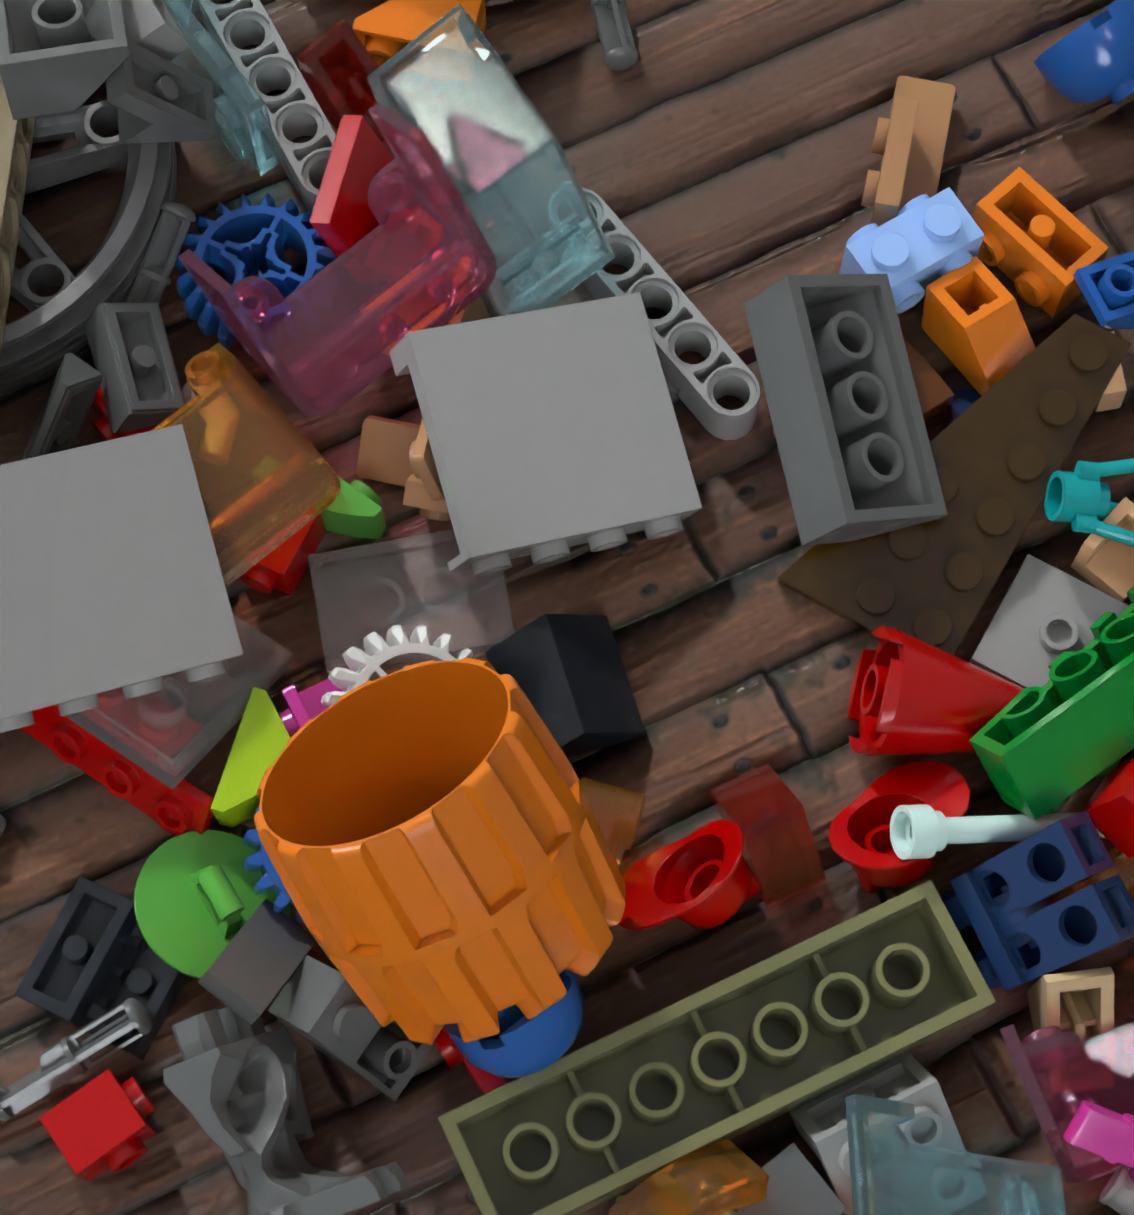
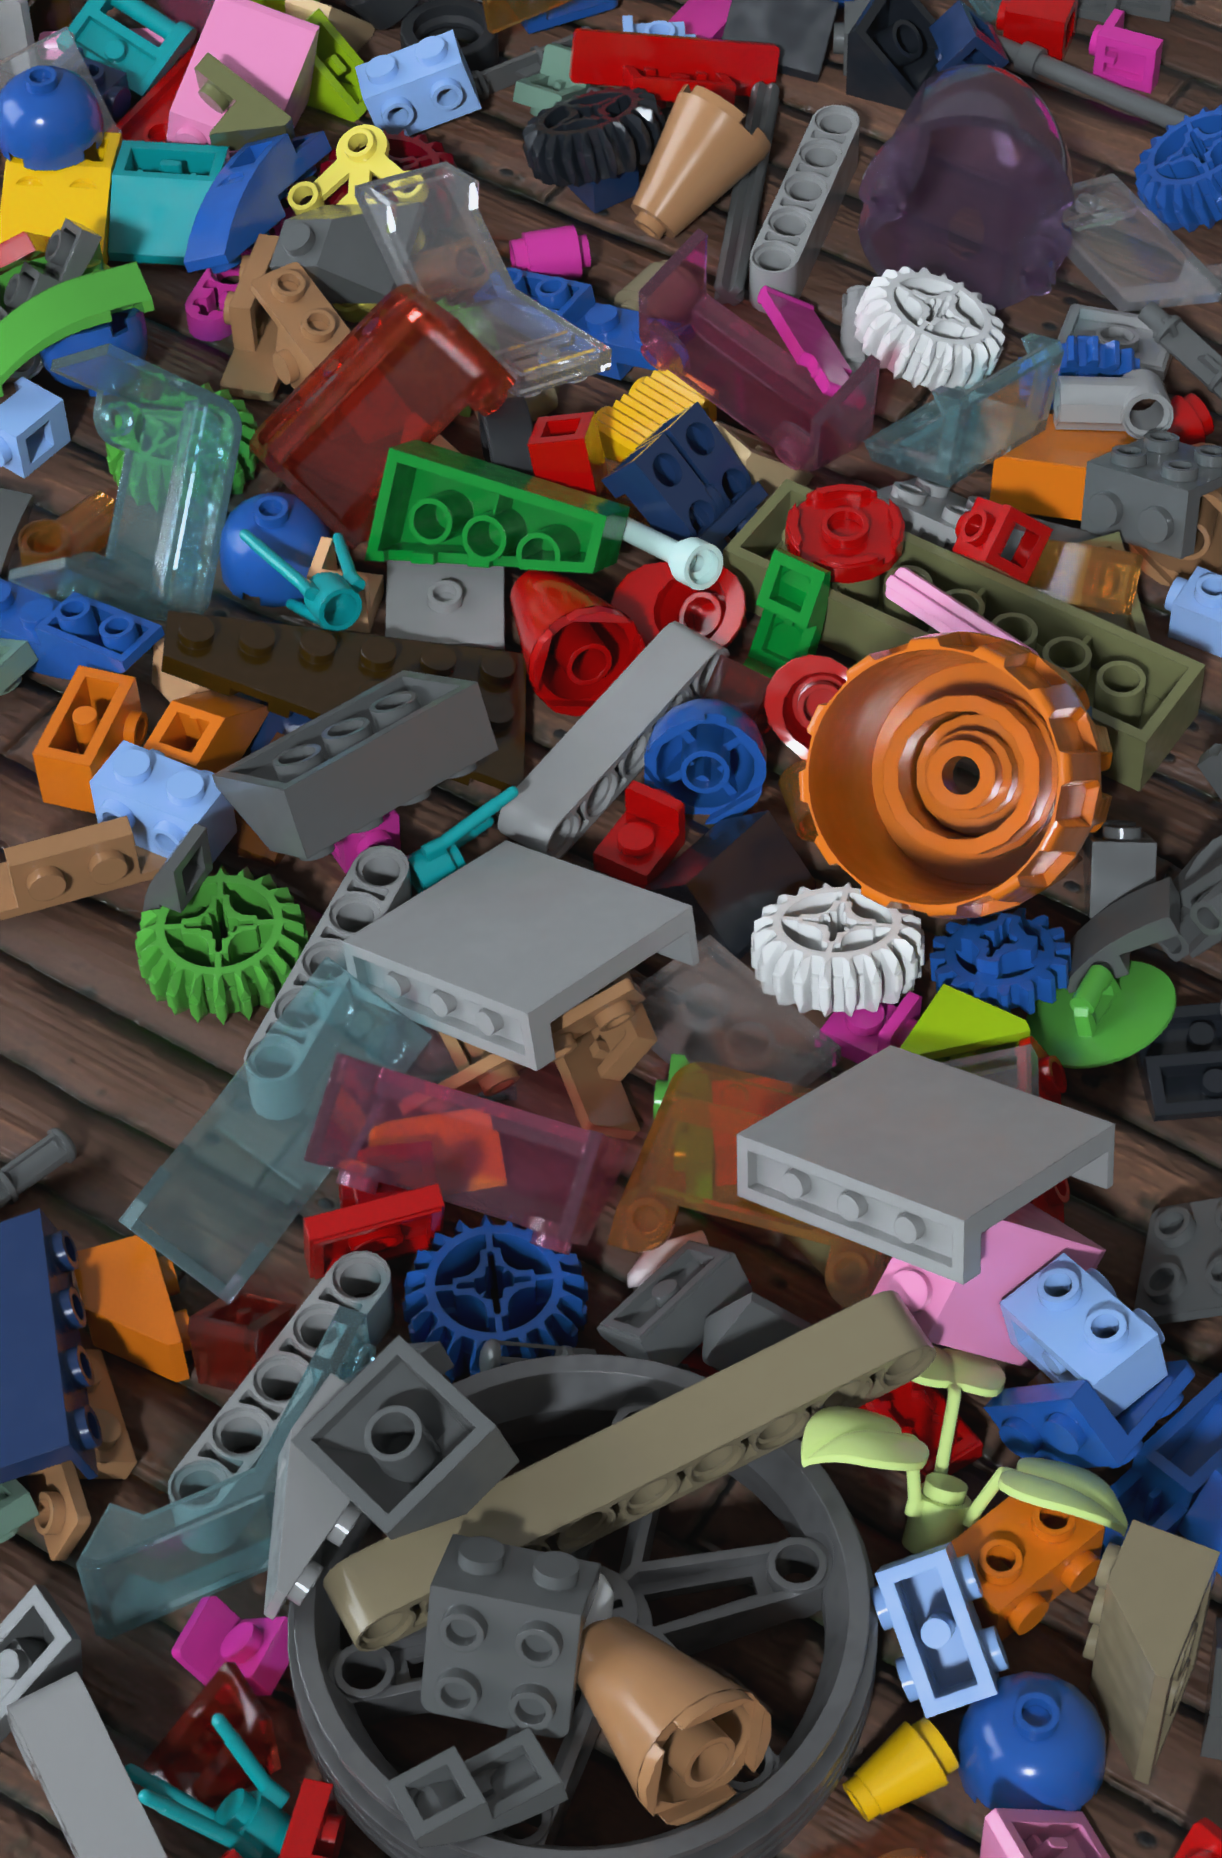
camera: 120 degrees left, 20 degrees down
(659, 646) = (643, 837): none -> red bracket
(680, 1029) = (938, 607): none -> bright pink axle
(705, 738) = (707, 758): none -> blue cylinder
(727, 225) = (255, 959): none -> bright green gear
(729, 464) = (442, 855): none -> teal plant
(767, 1141) = (986, 530): none -> red brick
(778, 677) = (608, 743): none -> light grey beam
(812, 227) = (181, 872): none -> dark grey slope
(821, 905) = (793, 612): none -> green slope
(875, 1001) = (846, 532): none -> red tile

